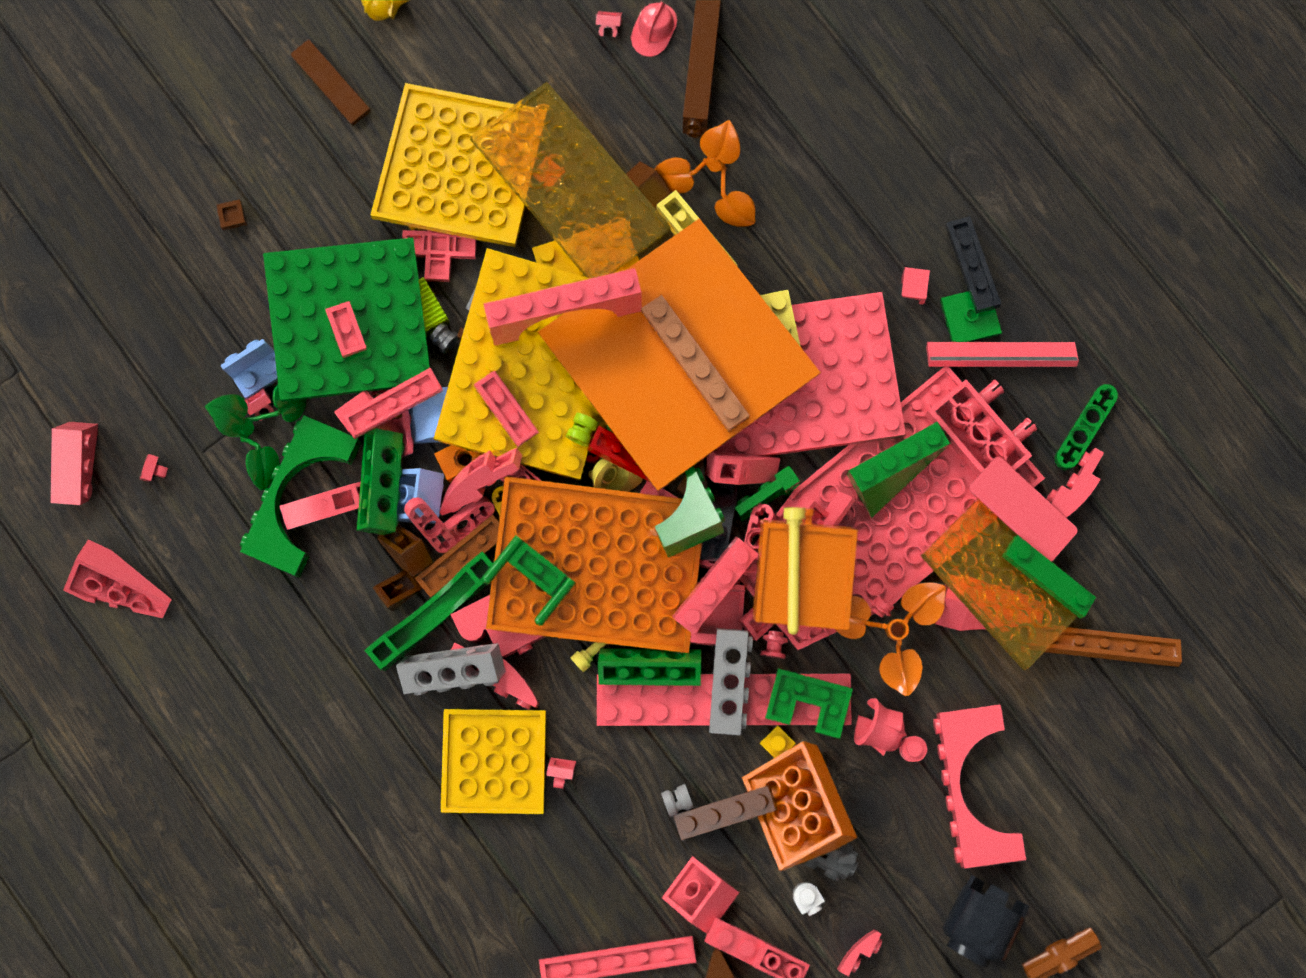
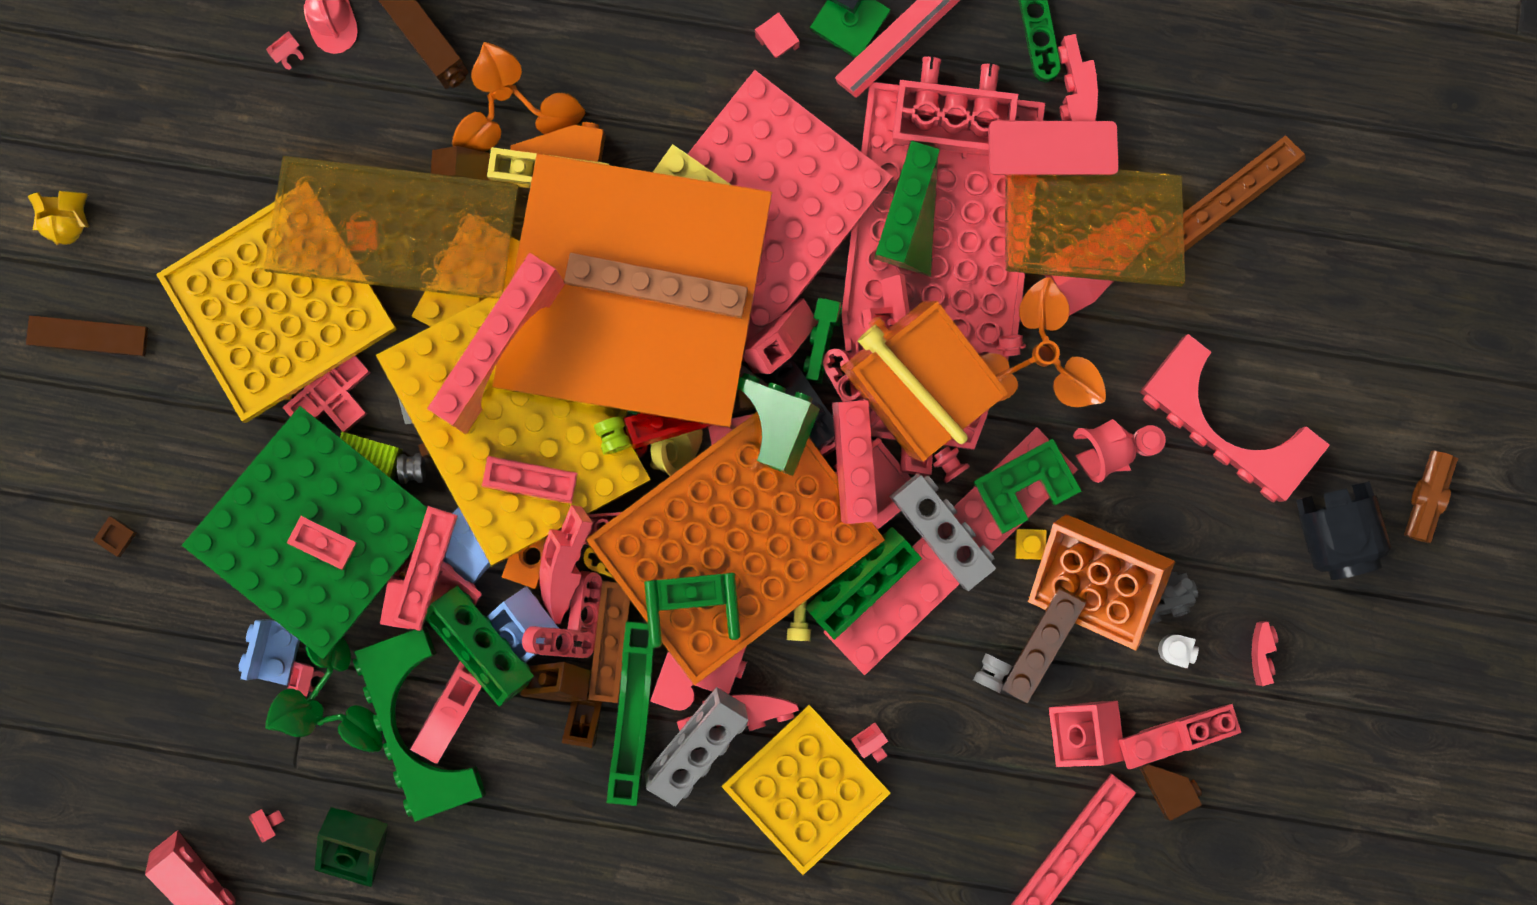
camera: 40 degrees left, 5 degrees up
(188, 530) = (350, 846): none -> dark green slope
(727, 232) = (573, 142): none -> orange slope
(1049, 576) = (1128, 185): green plate -> none

